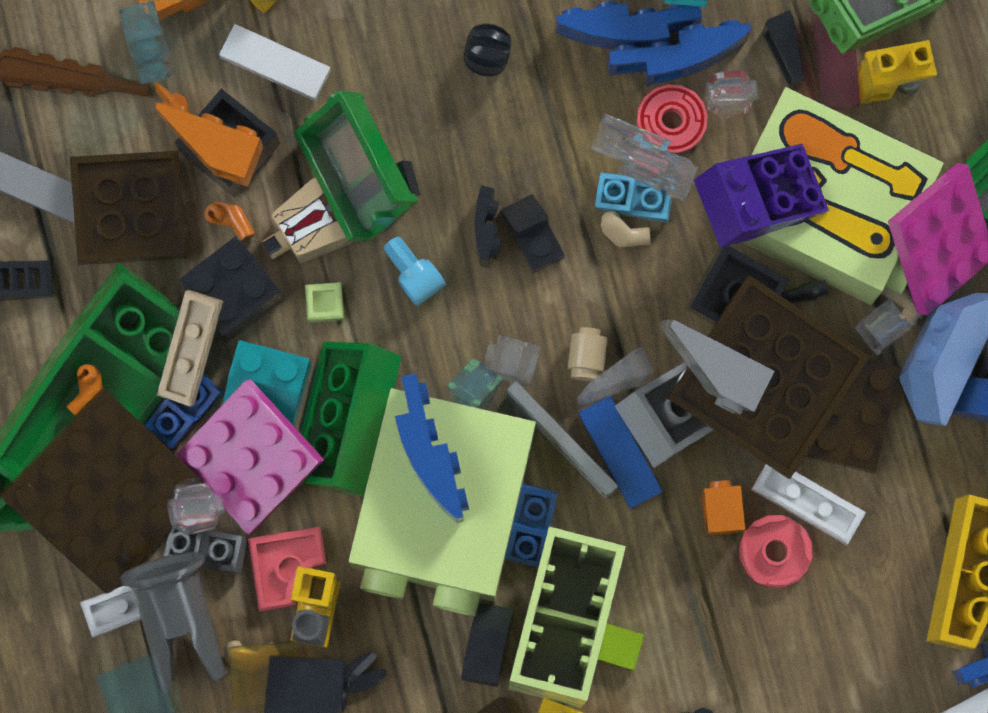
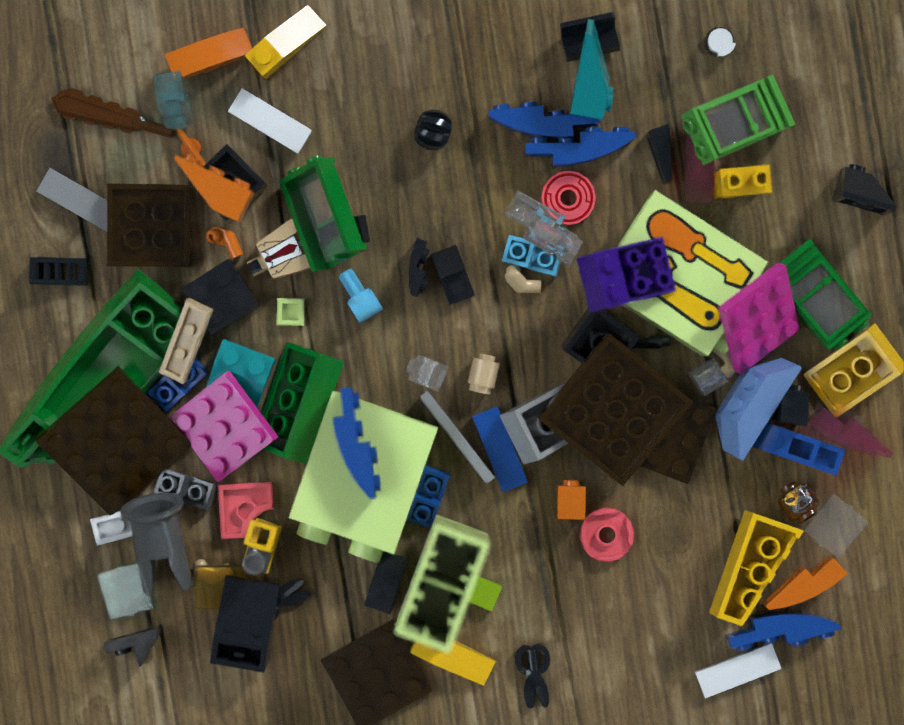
camera: 10 degrees right, 10 degrees up
(89, 384) = (109, 362): orange arm -> none
(195, 509) = (179, 462): clear head -> none
(474, 385) = (396, 392): clear light blue slope -> none
(622, 376) = (512, 391): clear slope -> none
(721, 370) = (585, 411): light grey slope -> none
(731, 93) = (615, 183): clear head -> none
(810, 503) = (637, 502): white tile -> none

